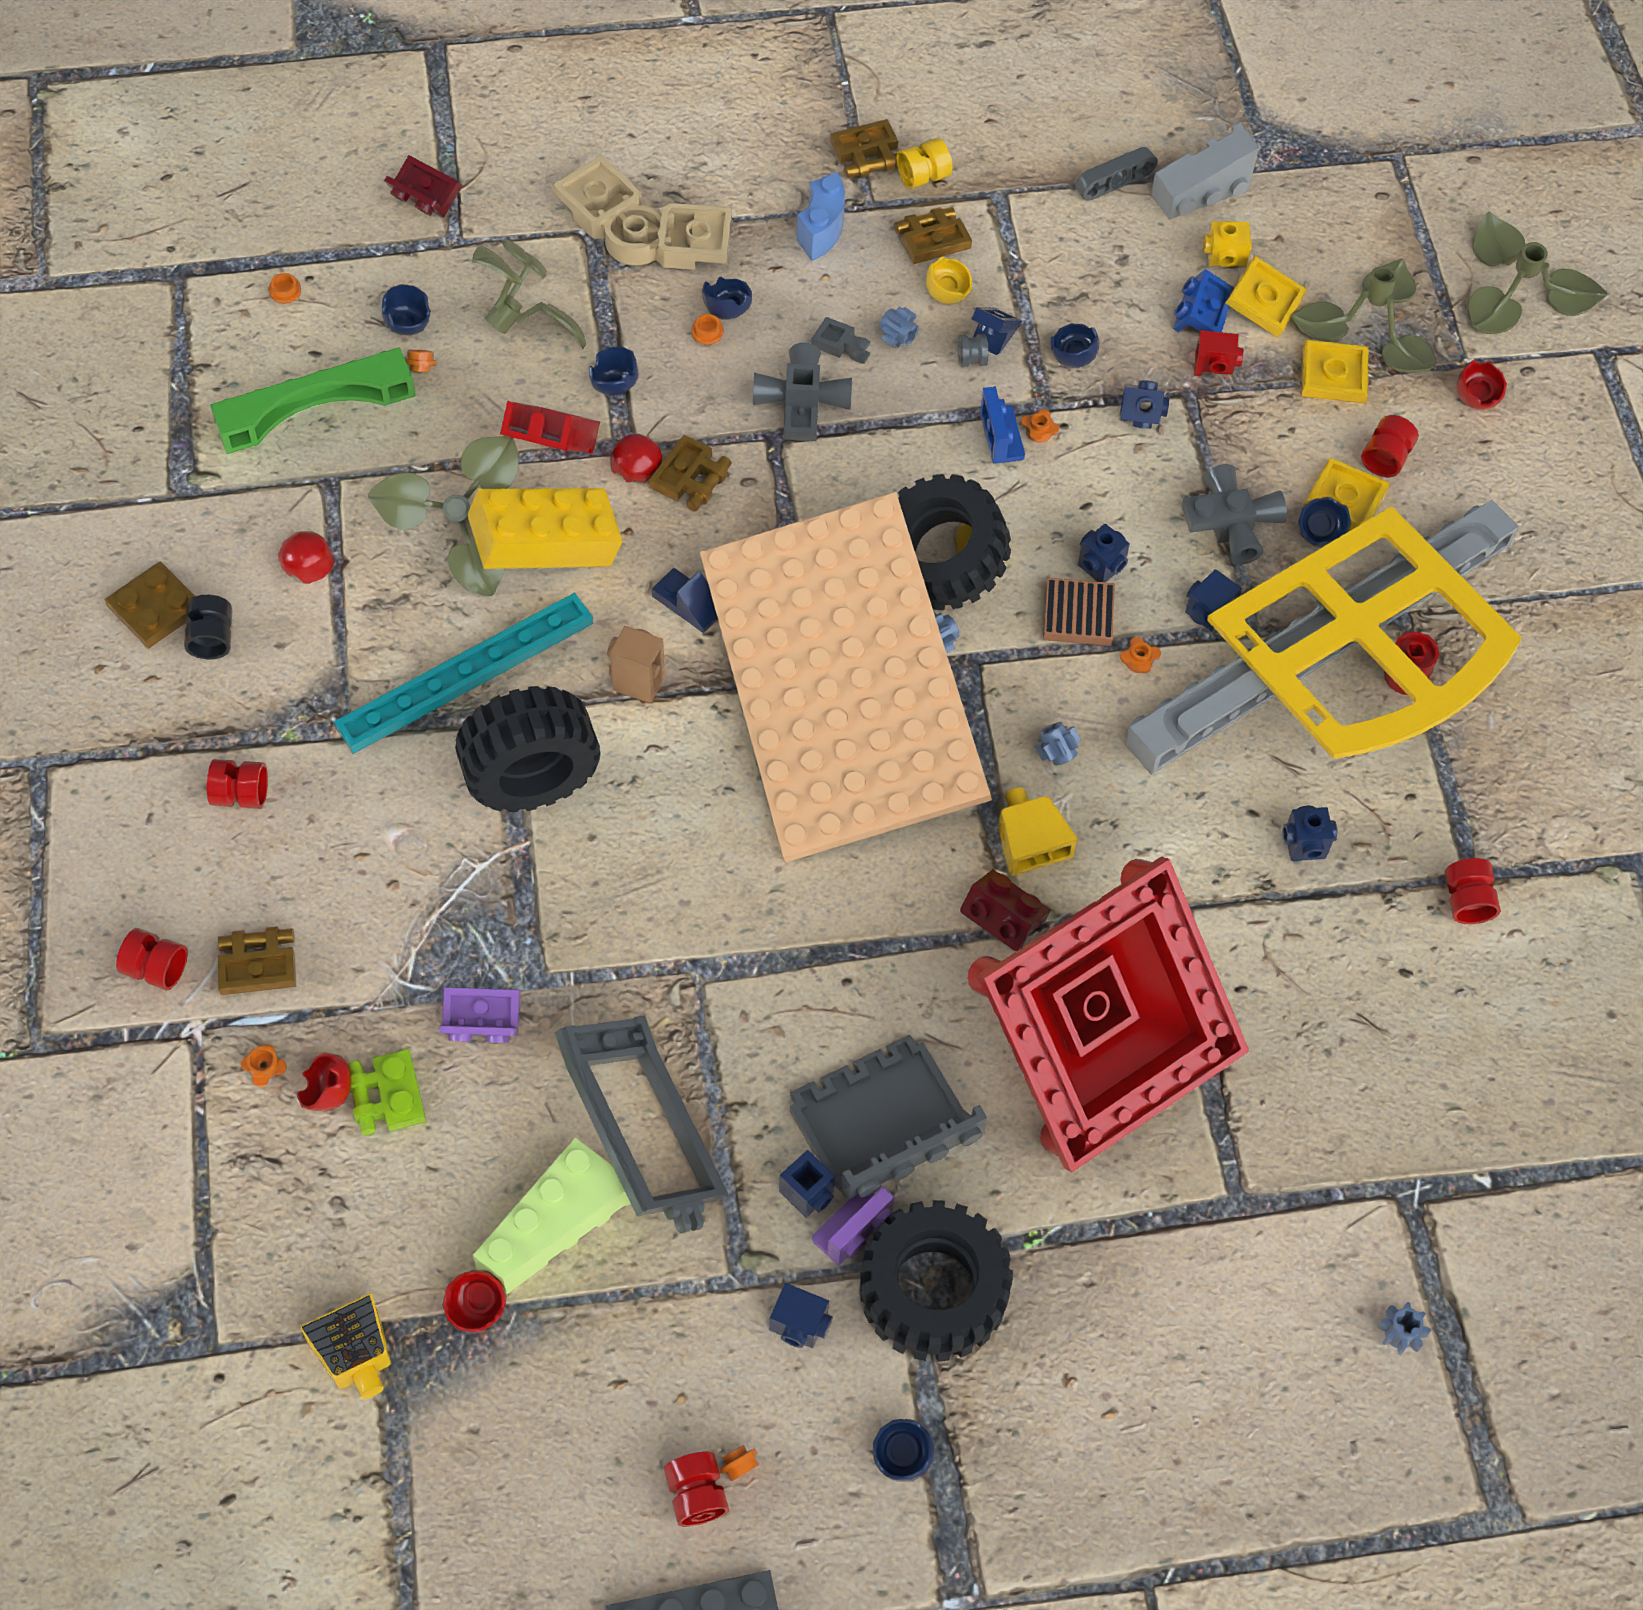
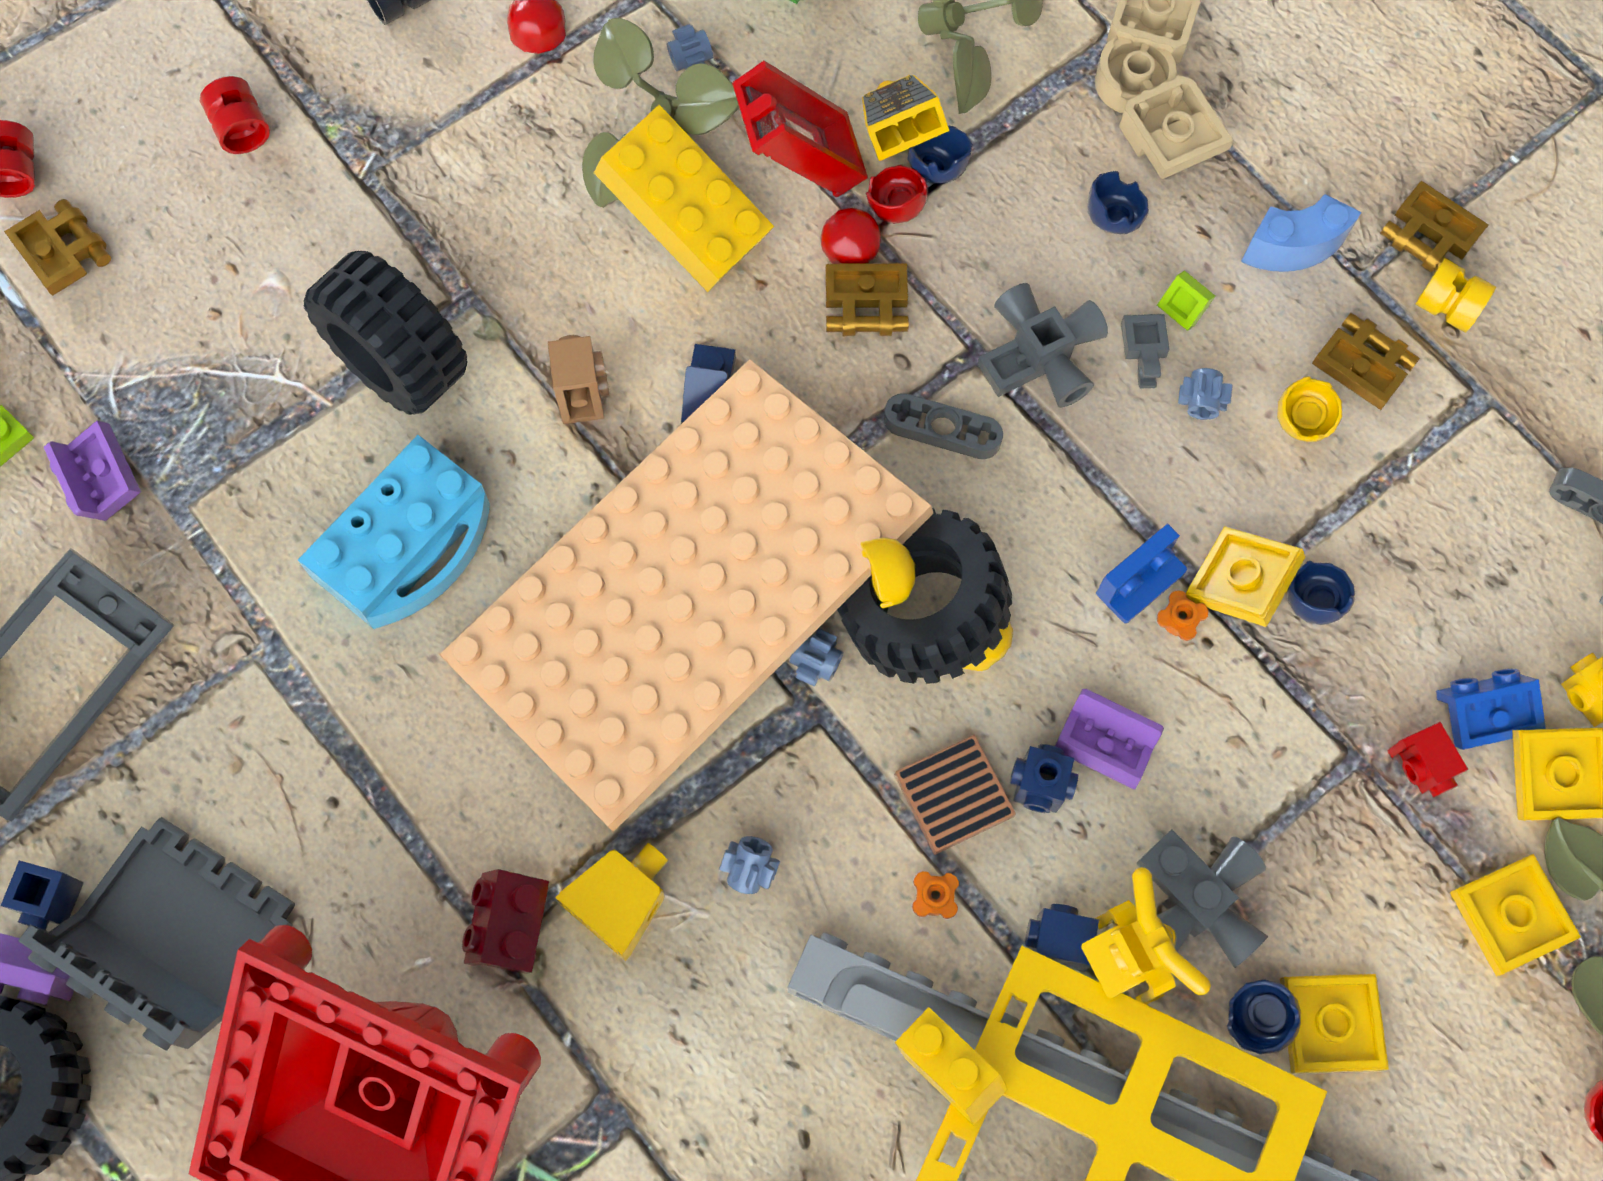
camera: 60 degrees right, 10 degrees up
(414, 463) = (689, 47): none -> sand blue gear
(463, 673) = (487, 234): teal plate -> none
(570, 373) = (902, 115): none -> yellow torso
(625, 411) = (897, 194): none -> red hair
(689, 865) = (398, 534): none -> medium azure piece
(707, 329) = (1065, 212): orange plate -> none
(809, 494) = (934, 410): none -> dark grey beam
(824, 300) = (1186, 300): none -> lime tile
(930, 534) = (890, 569): none -> yellow hair
(973, 350) = (1232, 487): dark grey wheel -> none
(996, 325) = (1284, 492): dark blue slope -> none
(1038, 375) = (1245, 575): none -> yellow tile
(1096, 504) = (1109, 738): none -> medium lavender bracket
(1131, 401) = (1288, 713): dark blue brick -> none
(1252, 551) = (1140, 948): none -> yellow piece
(1267, 681) = (951, 1065): none -> yellow brick
(1389, 446) = (1445, 1040): red wheel -> none

